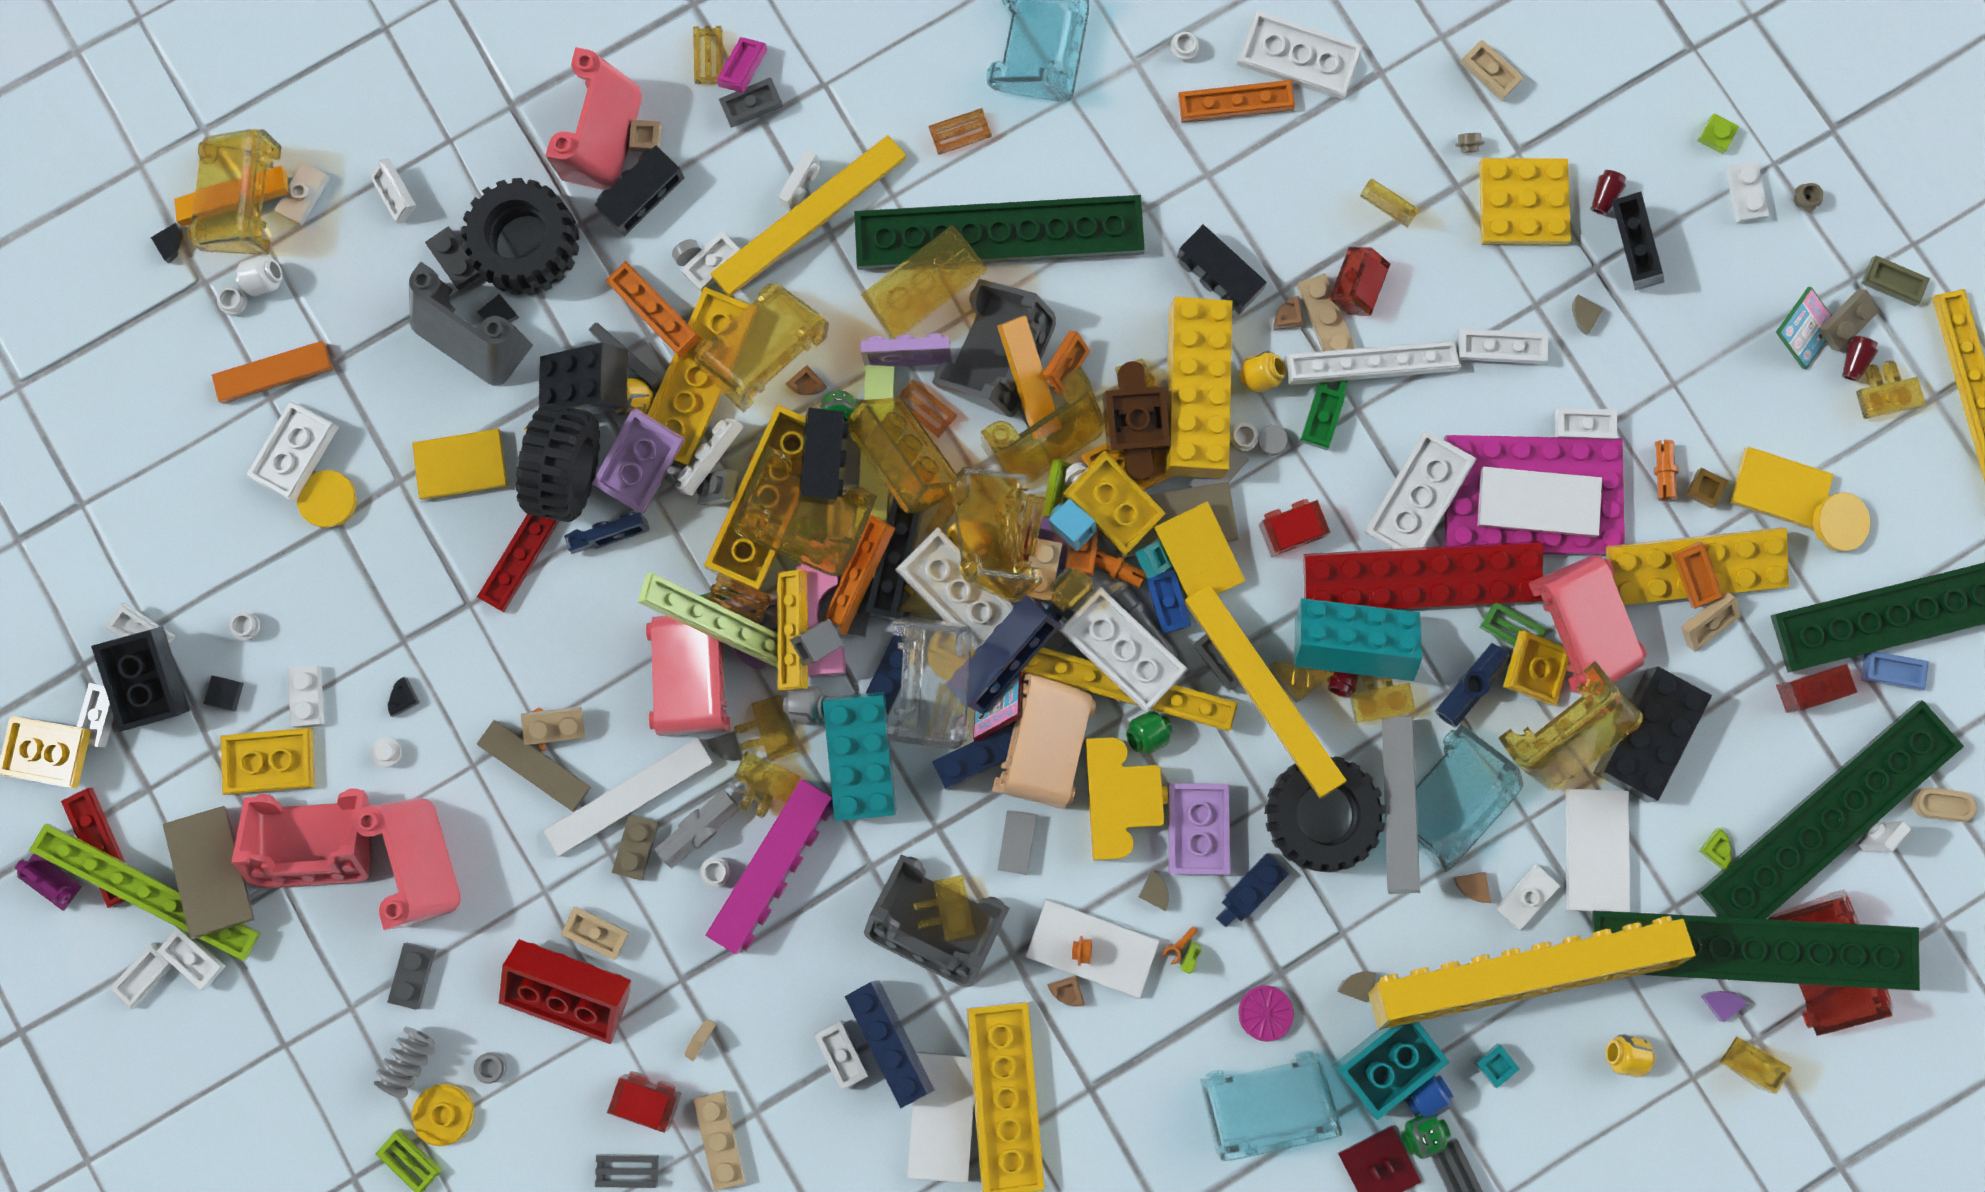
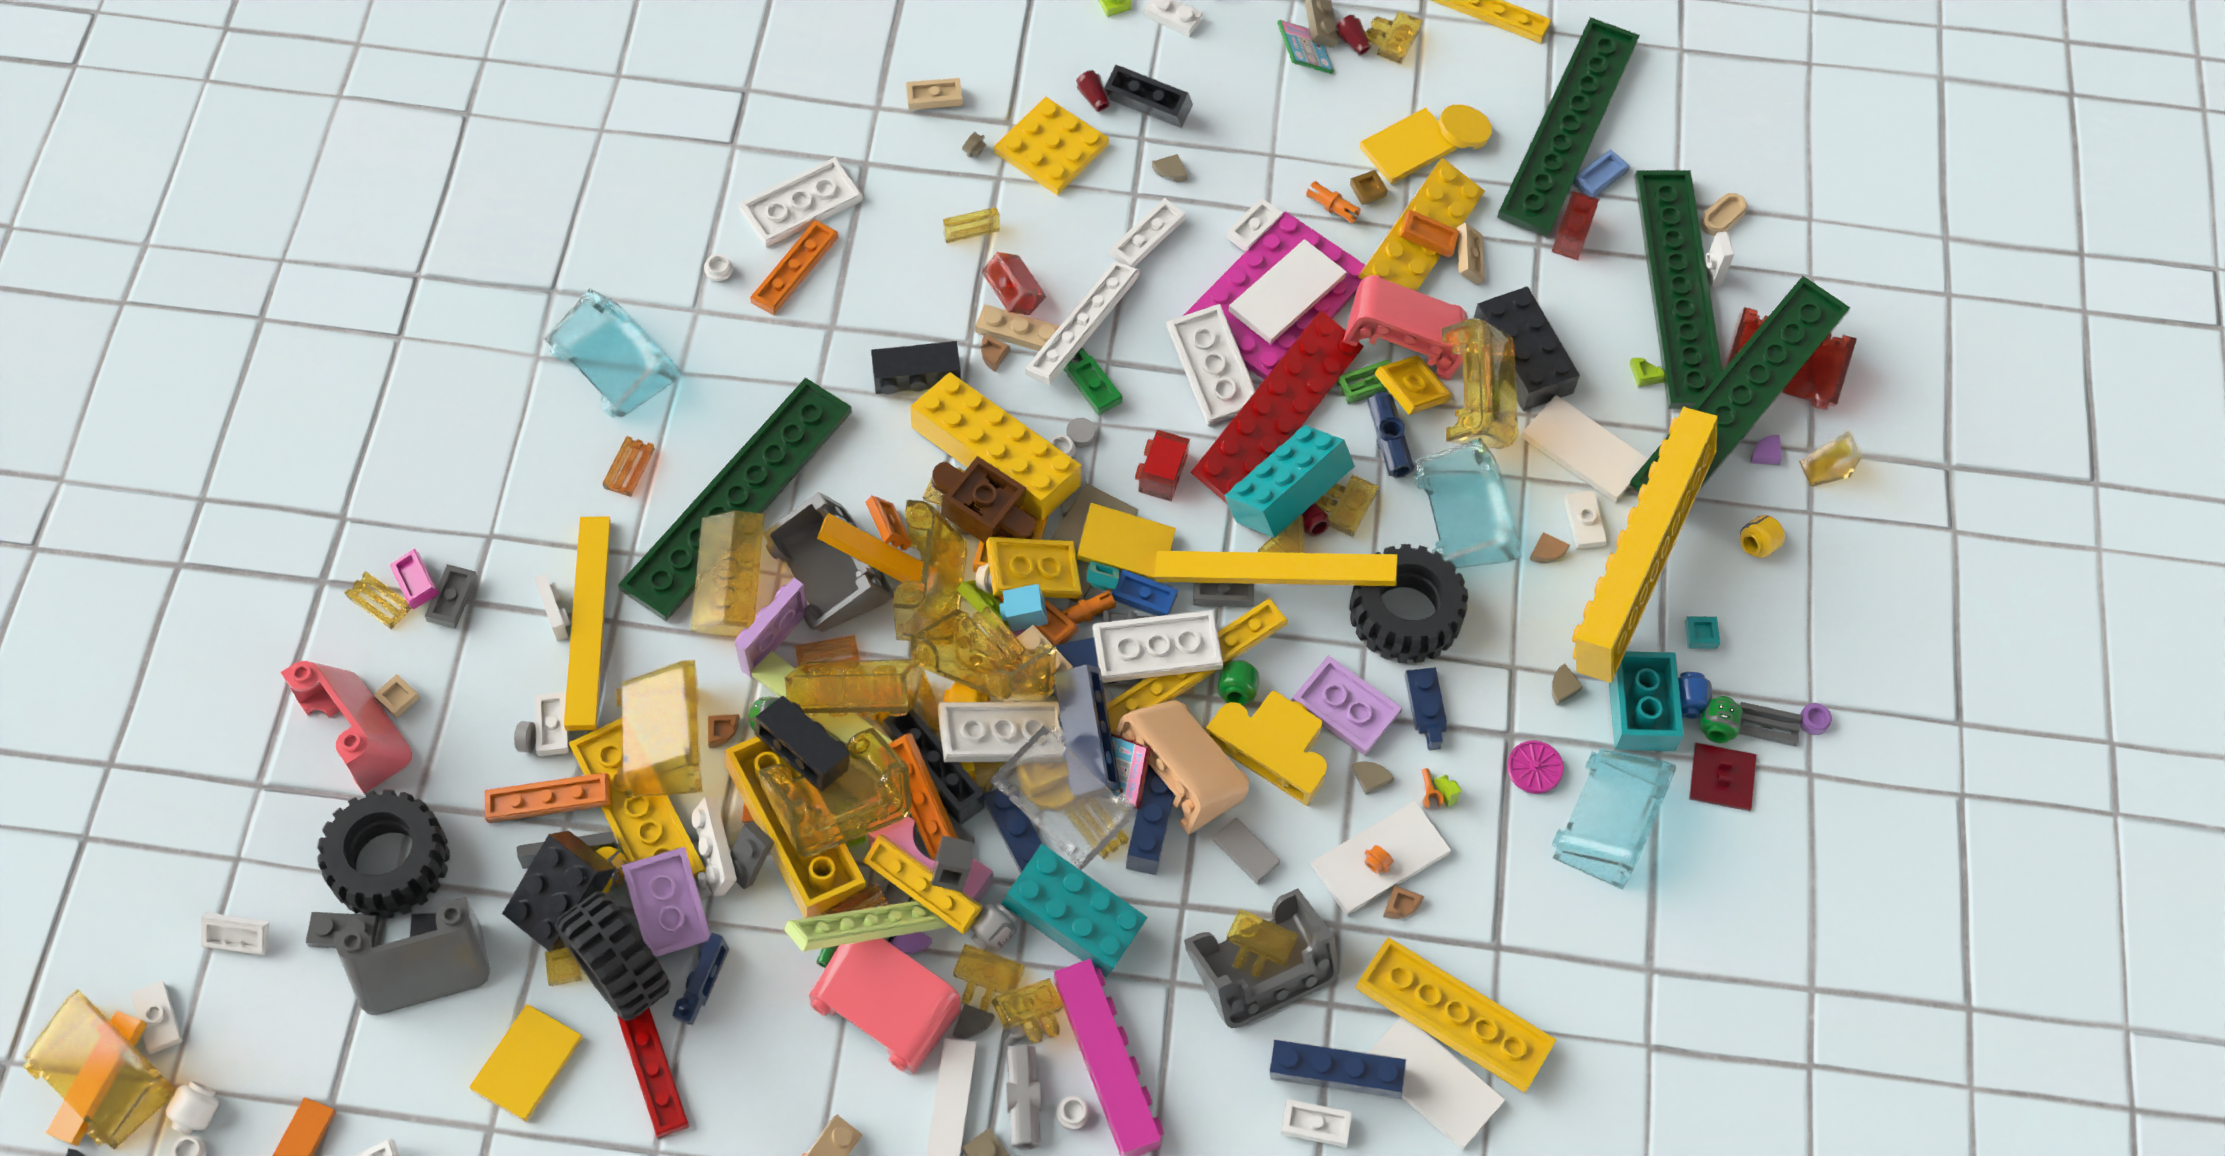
camera: 60 degrees left, 20 degrees down
(639, 190) = (436, 734): black brick -> none
(1071, 590) = (1077, 643): clear yellow head -> none
(1262, 371) = (1022, 396): yellow head -> none
(1400, 806) = (1438, 537): light grey tile -> none

